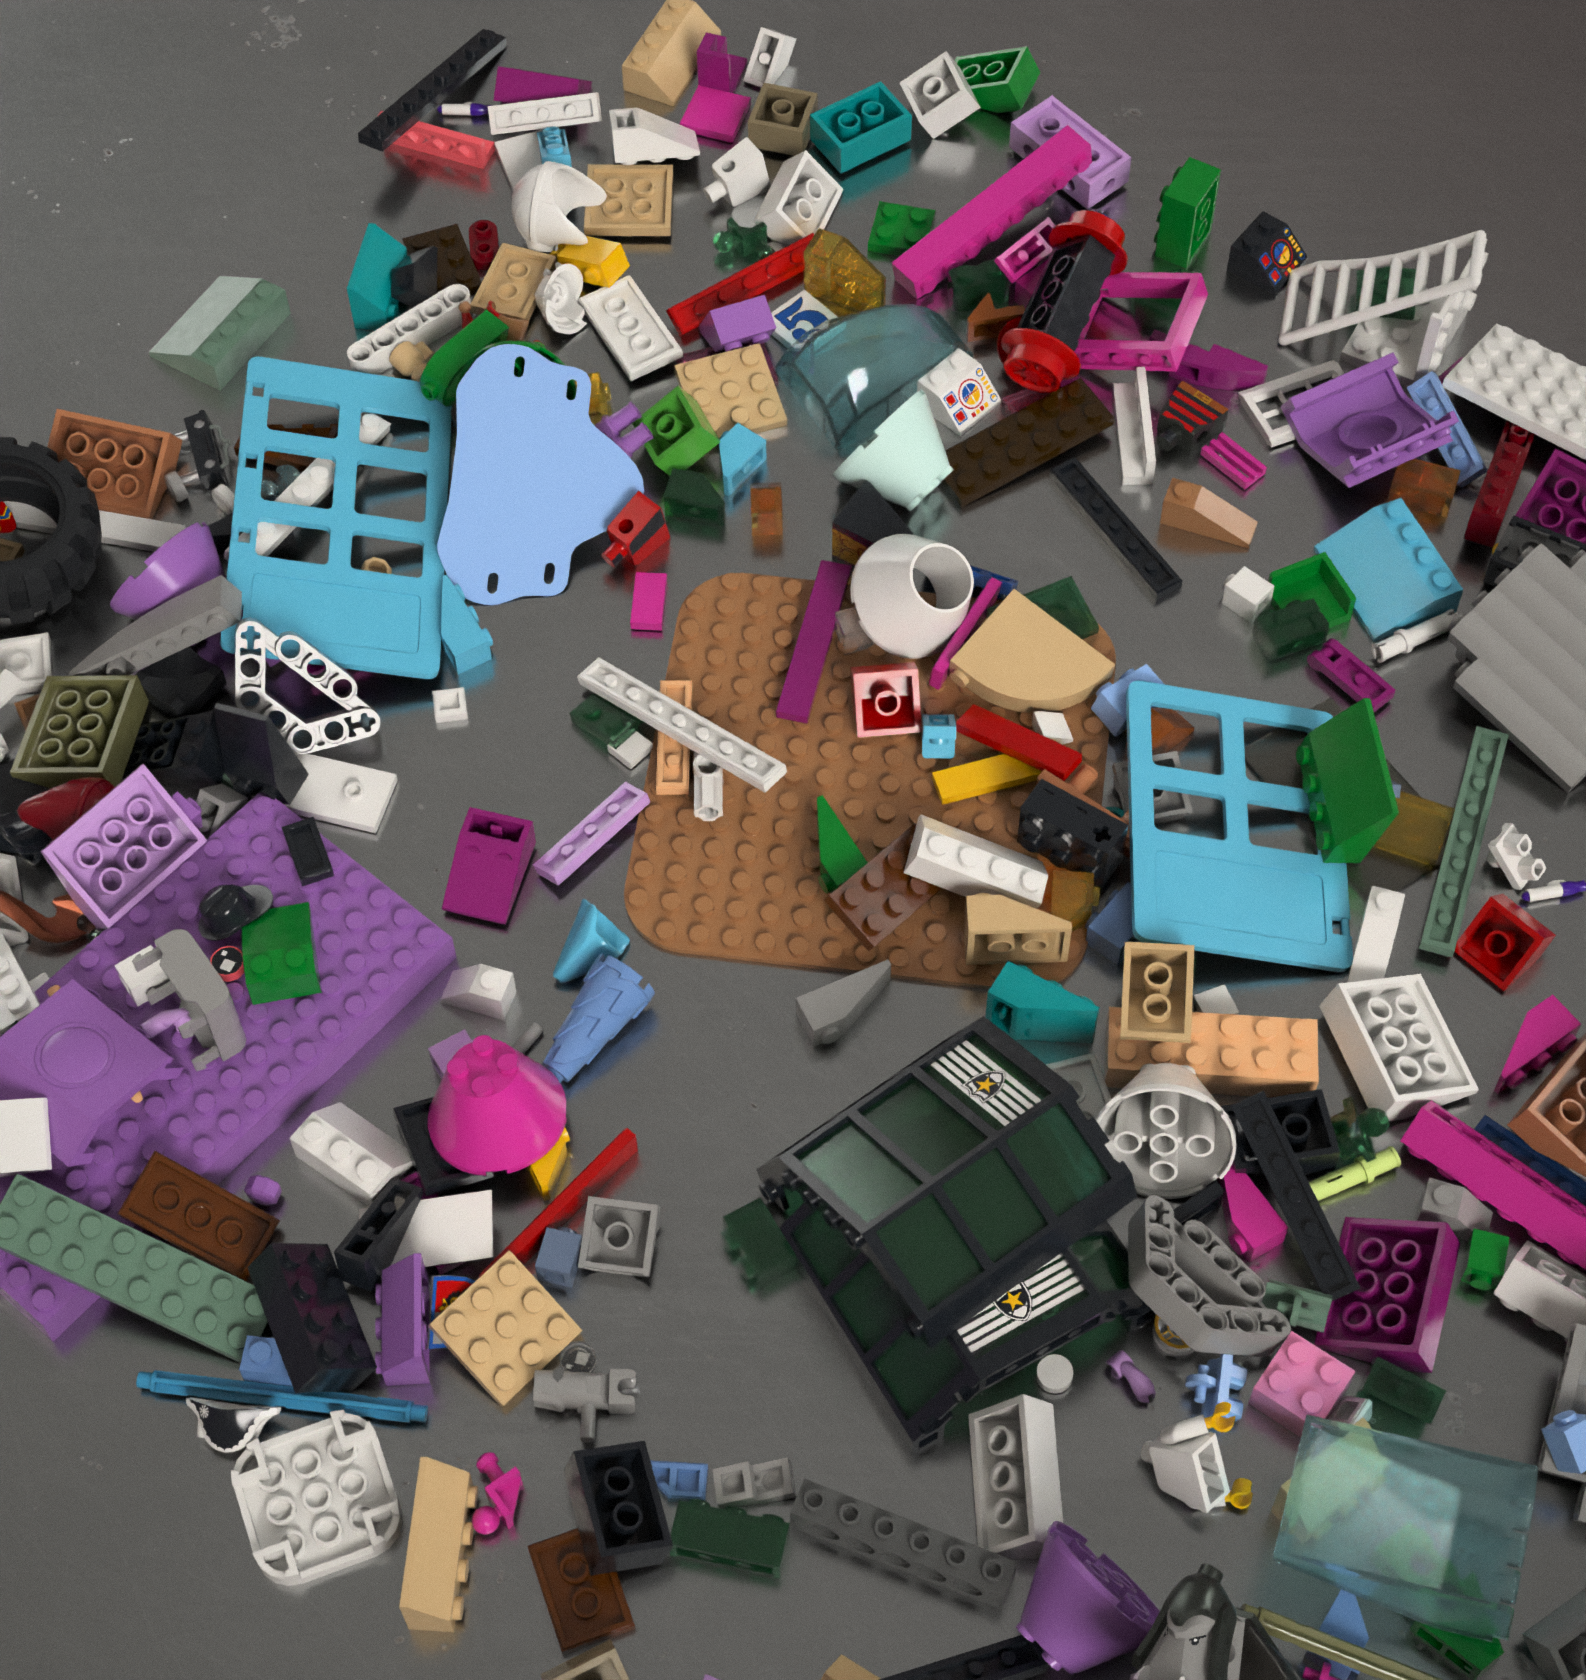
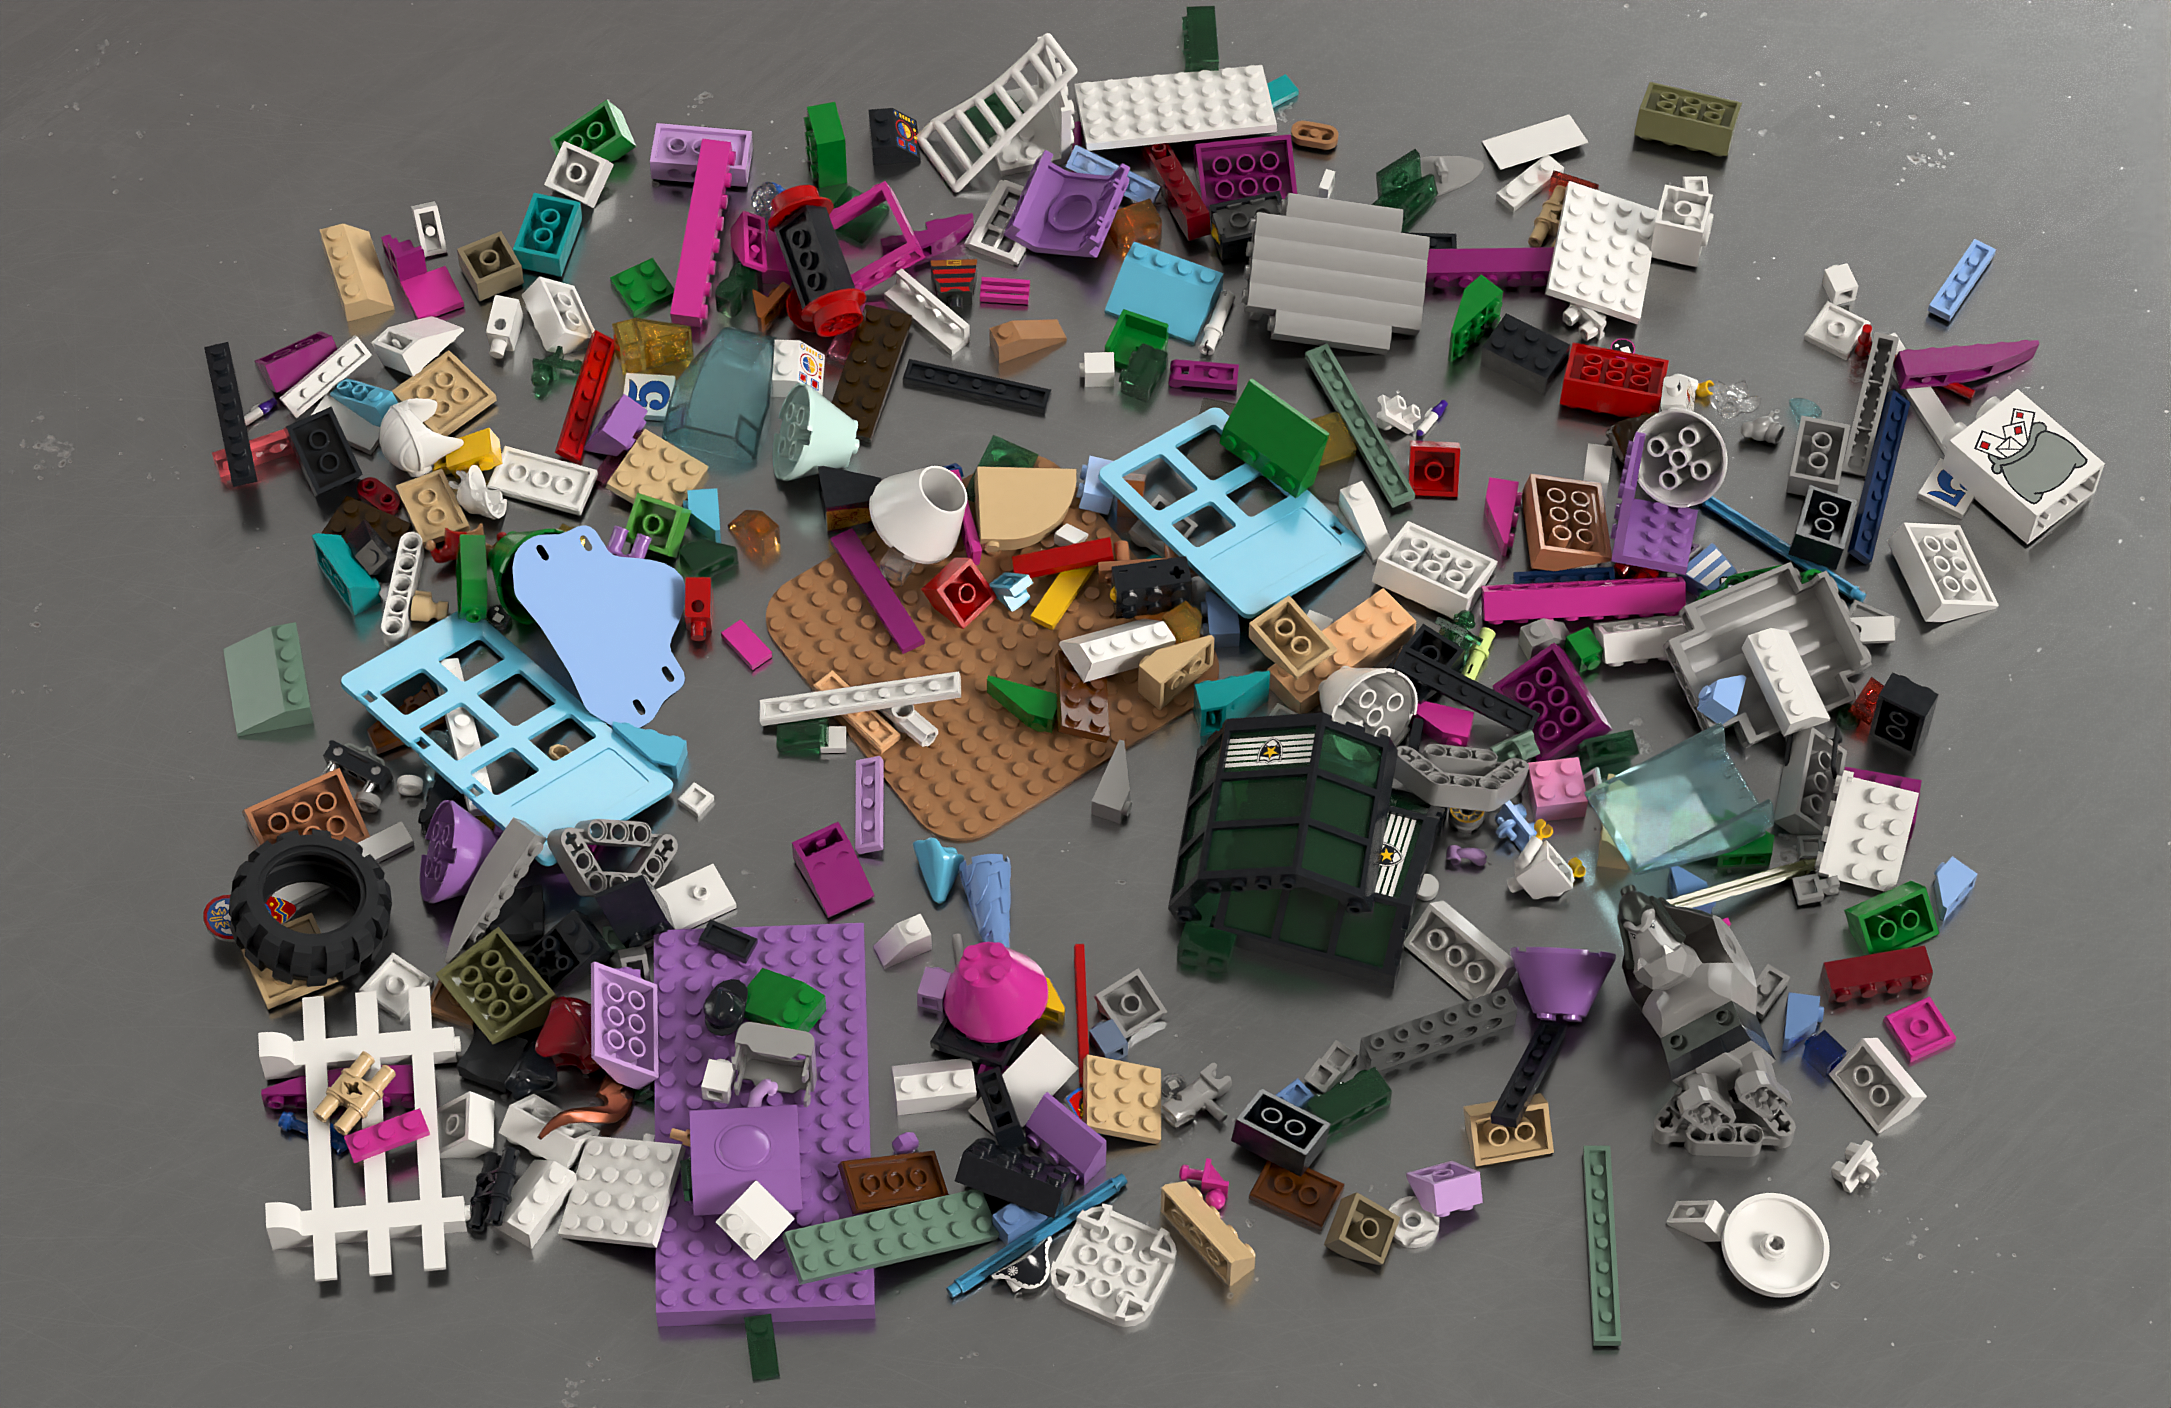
camera: 45 degrees left, 0 degrees up
(466, 167) = (323, 451): none -> black brick

